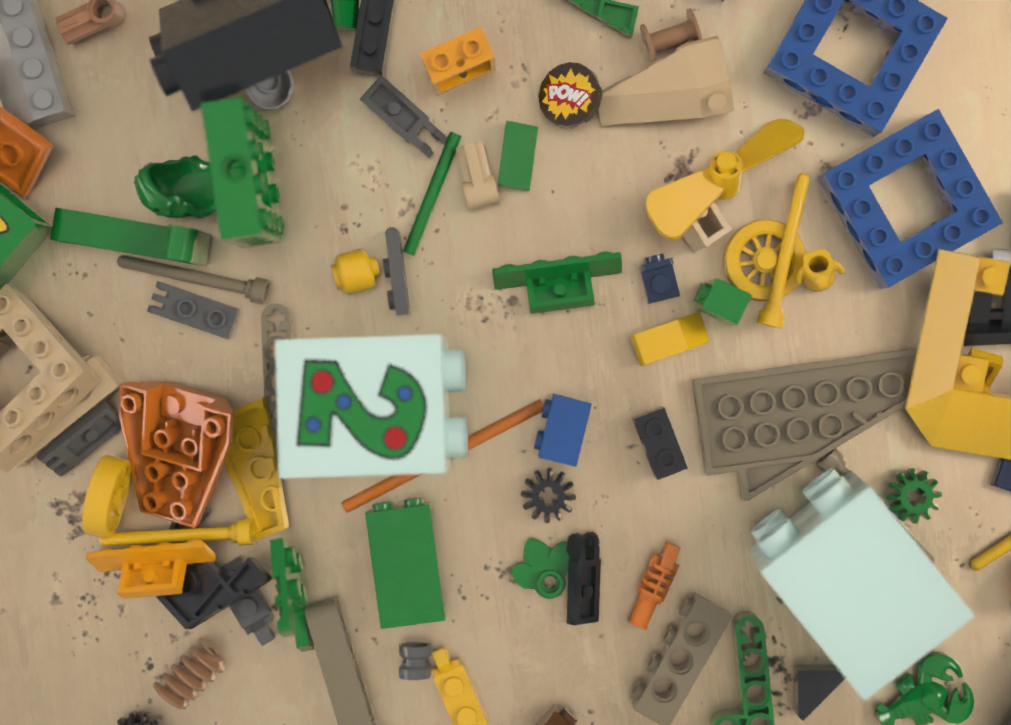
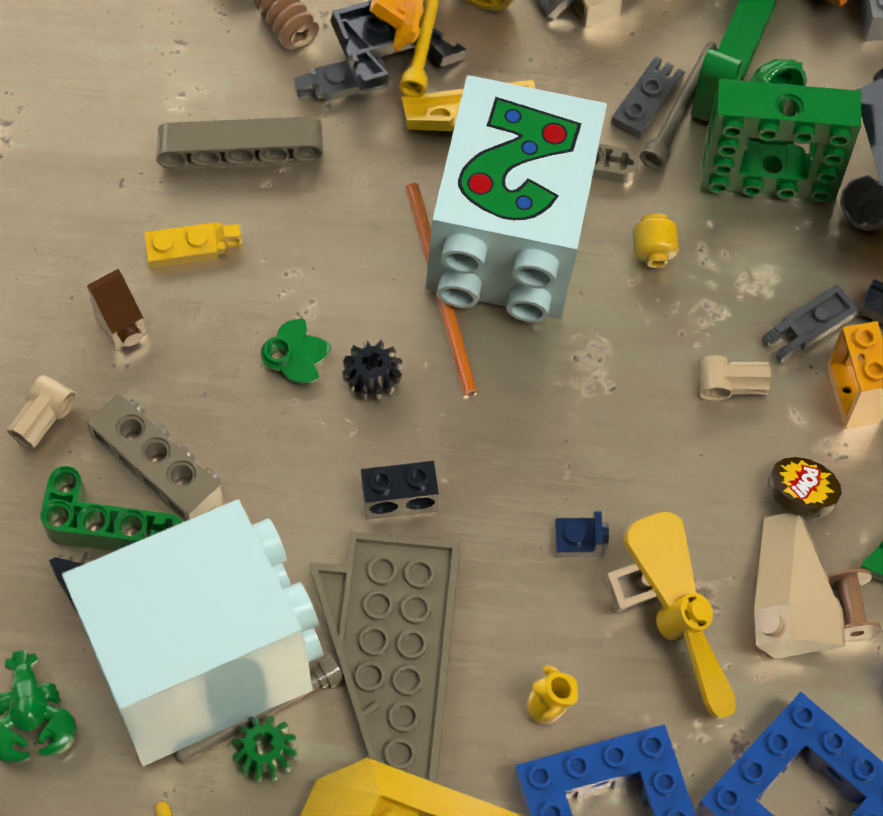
camera: 100 degrees right, 25 degrees down
(174, 446) = (518, 44): orange wedge -> none
(291, 594) = (353, 102): green wing -> none
(395, 268) = (646, 280): dark grey hinge -> none
(405, 563) = (339, 217): green panel -> none
(414, 663) = (235, 208): dark grey wheel -> none
(432, 193) = (720, 334): green bar -> none
(517, 156) = (747, 423): green slope -> none
(558, 282) = (600, 431): green bracket -> none
(563, 429) = (438, 400): blue brick -> none
(583, 578) = (270, 383): black hinge -> none
(655, 584) = (244, 454): orange hinge -> none
(670, 338) = (511, 529): yellow slope -> none
(721, 301) = (540, 583): green brick -> none
(762, 260) = (576, 648): yellow wheel -> none
(772, 313) = (515, 634): yellow piece -> none

